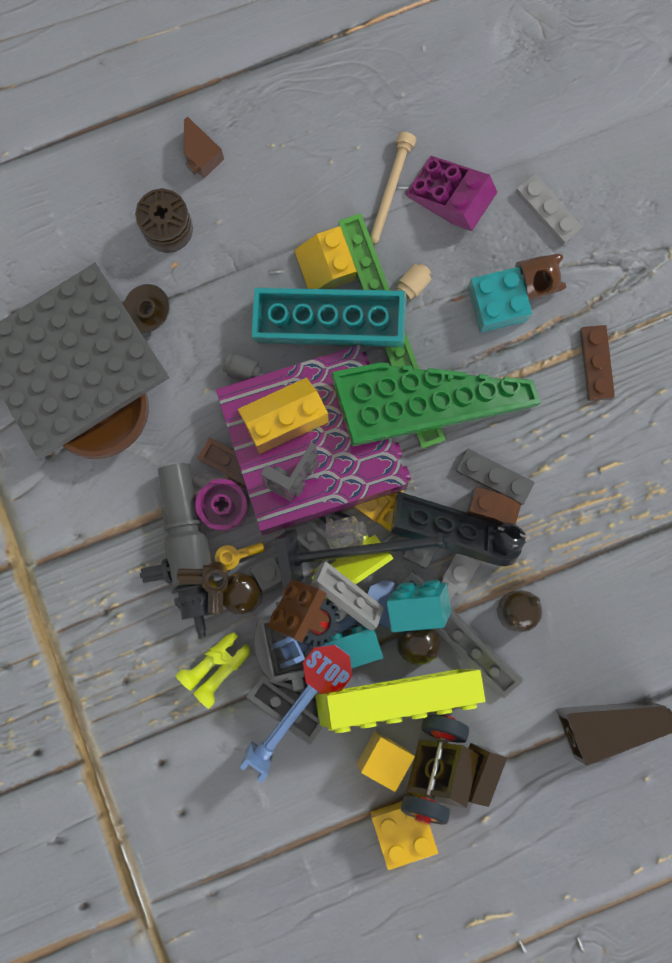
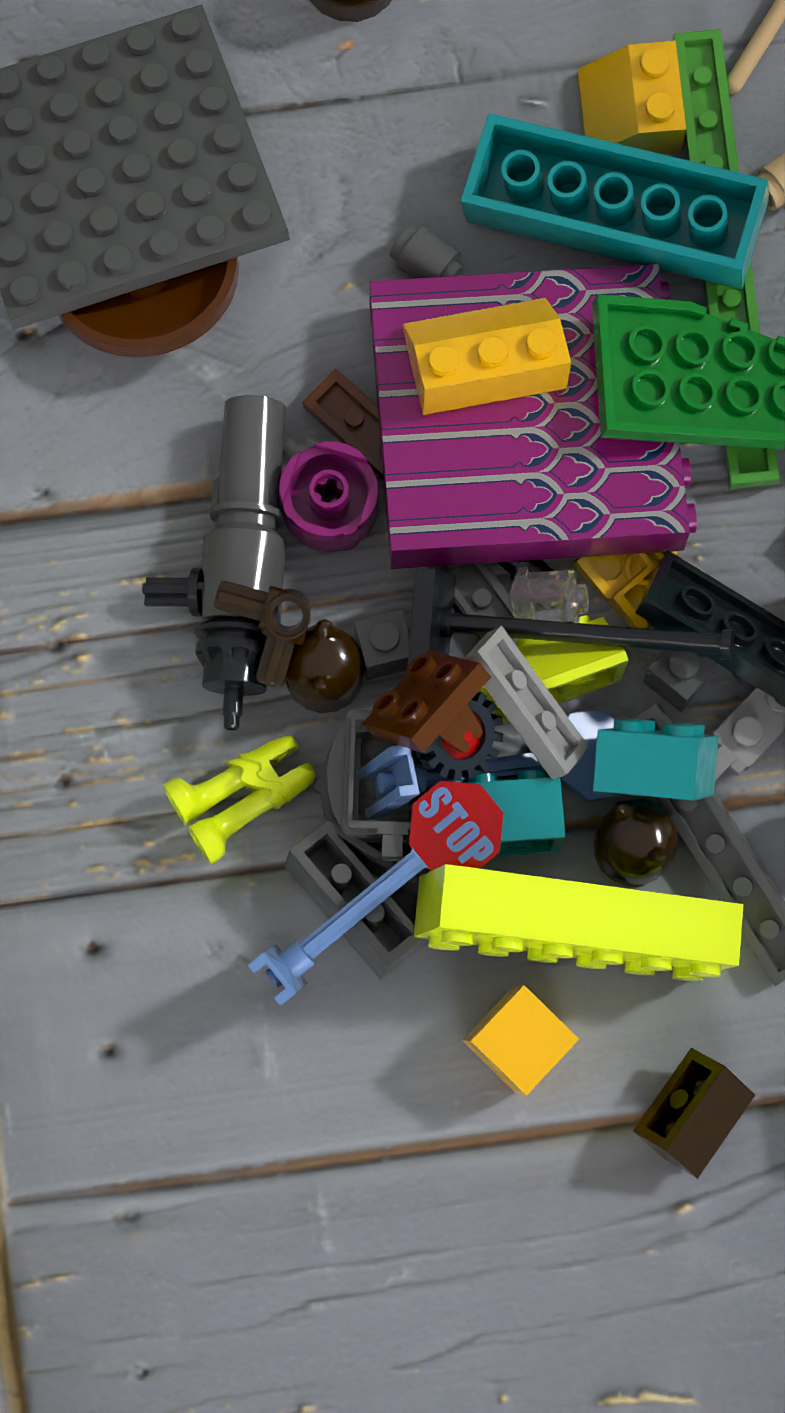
camera: 15 degrees right, 5 degrees down
(142, 299) = (278, 90): dark brown dish -> none
(231, 556) = (325, 597): yellow plate -> none
(278, 482) = (470, 476): dark grey bracket -> none
(402, 837) = (523, 1185): yellow brick -> none
(440, 771) = (623, 1076): brick -> none

